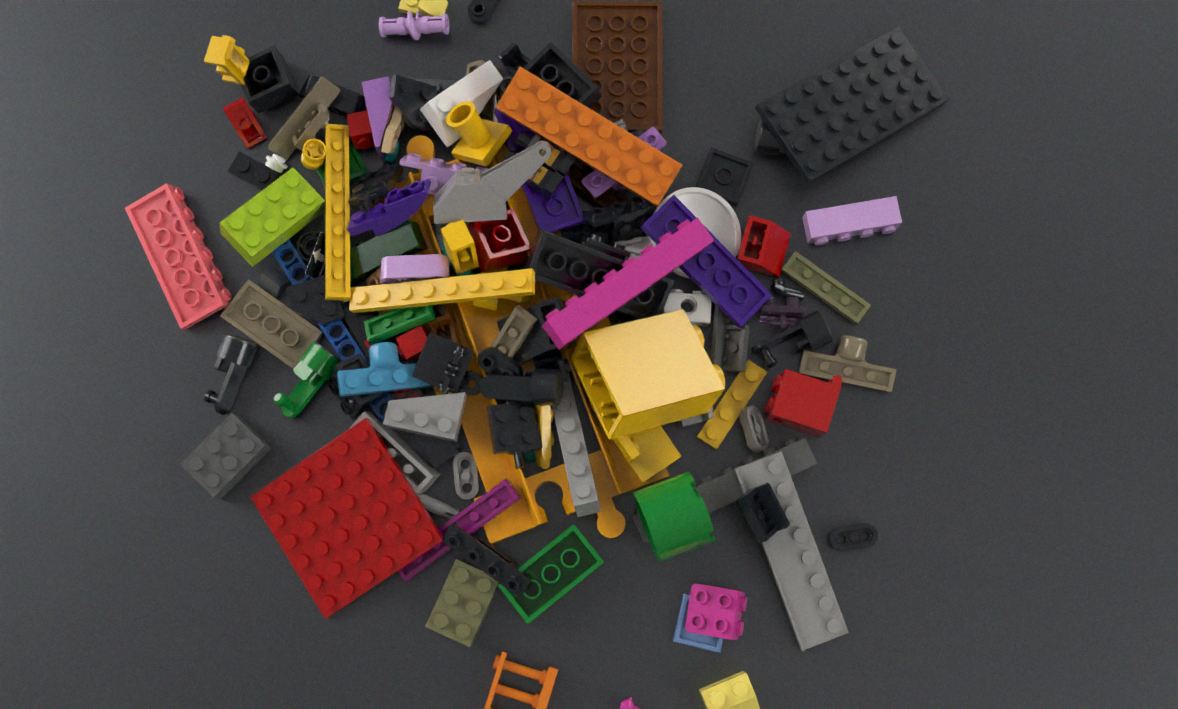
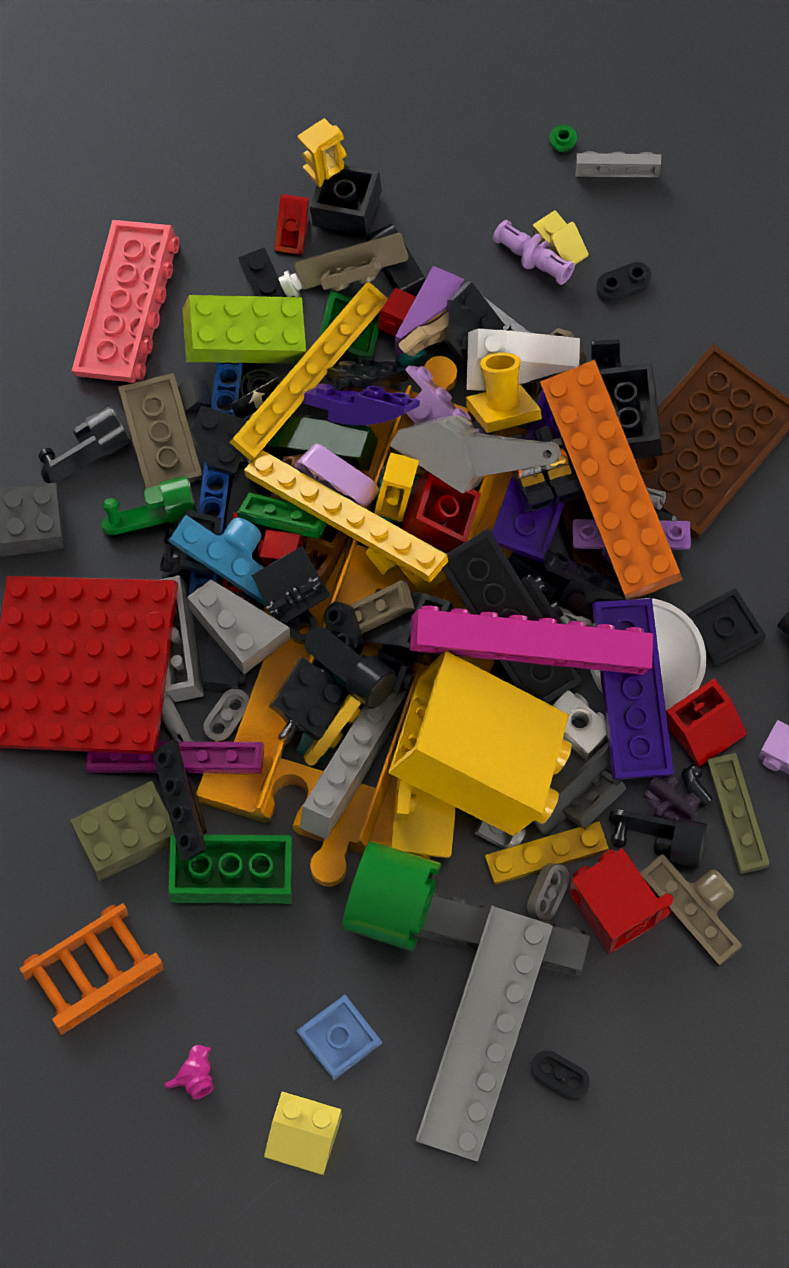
camera: 40 degrees right, 10 degrees down
(311, 149) = (336, 295): yellow wheel -> none
(716, 611) = (362, 1034): dark pink bracket -> none
(763, 512) = (483, 965): black bracket -> none

